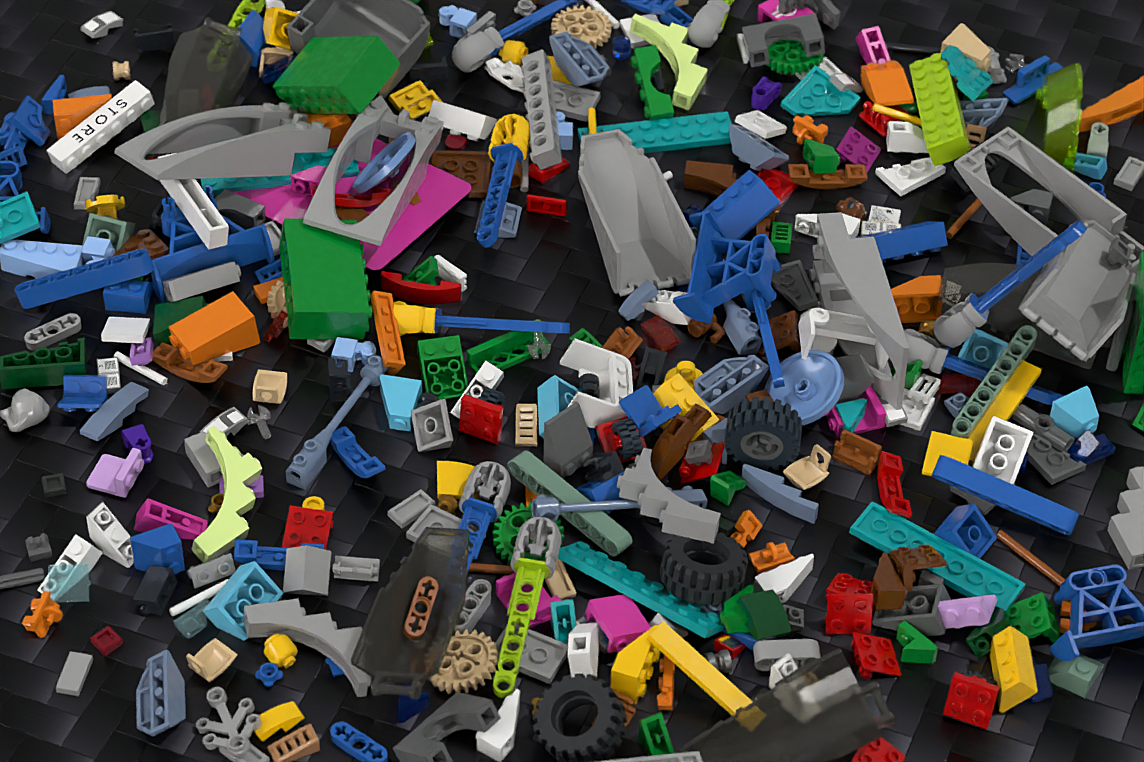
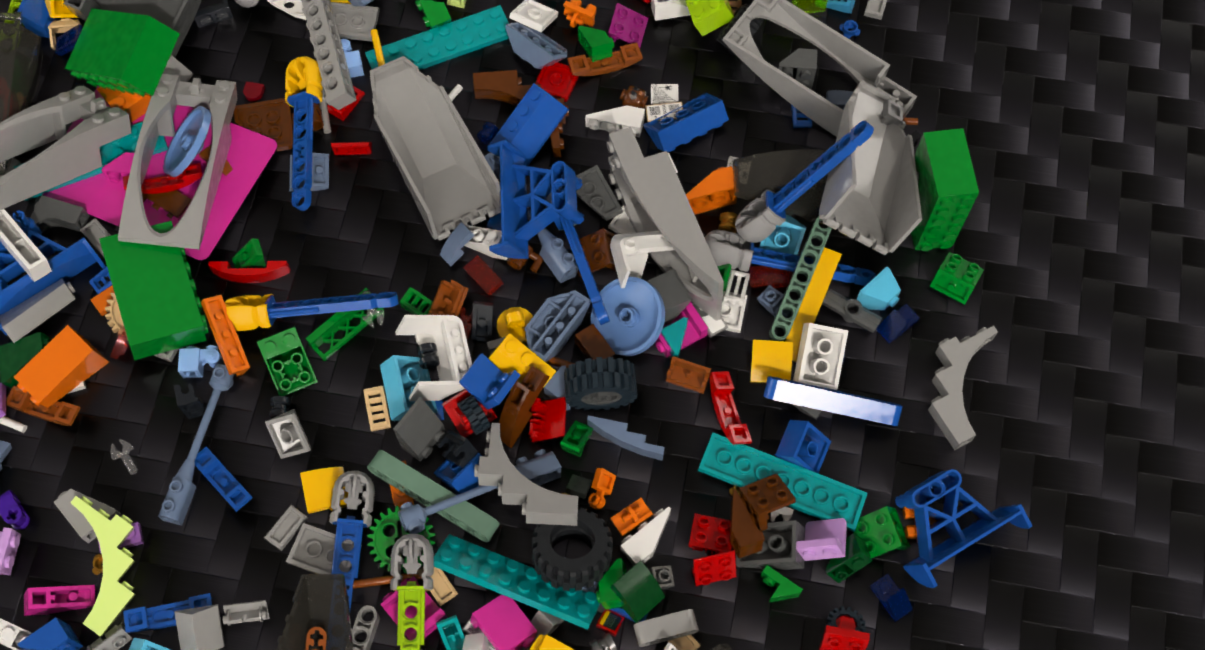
camera: 10 degrees left, 20 degrees up
(228, 422) = (93, 467): slope -> none
(269, 386) = (125, 417): tan piece -> none
(307, 526) = (191, 576): red hinge -> none
(314, 503) = (193, 546): yellow tile -> none
(399, 398) = (253, 406): medium azure slope -> none
(414, 99) = (207, 49): yellow slope -> none
(449, 501) = (319, 519): pearl gold plate -> none
(451, 273) = (274, 246): white tile -> none
(462, 120) = (253, 65): white slope -> none
(483, 415) = (335, 410): red plate -> none
(487, 376) = (324, 382): white slope -> none
(699, 452) = (544, 415): flat silver tile -> none
(781, 237) = (579, 150): green slope -> none
(807, 471) = (647, 406): tan piece -> none
(874, 655) = (746, 604): red hinge -> none
(909, 177) = (679, 46): white wing -> none
(963, 219) = (737, 82): dark orange bar -> none
(1012, 668) = (875, 600): yellow slope -> none
(1037, 563) = (866, 459): dark orange bar -> none
(1050, 462) = (863, 345): dark grey wing -> none
(1075, 675) = (937, 595): sand green slope -> none

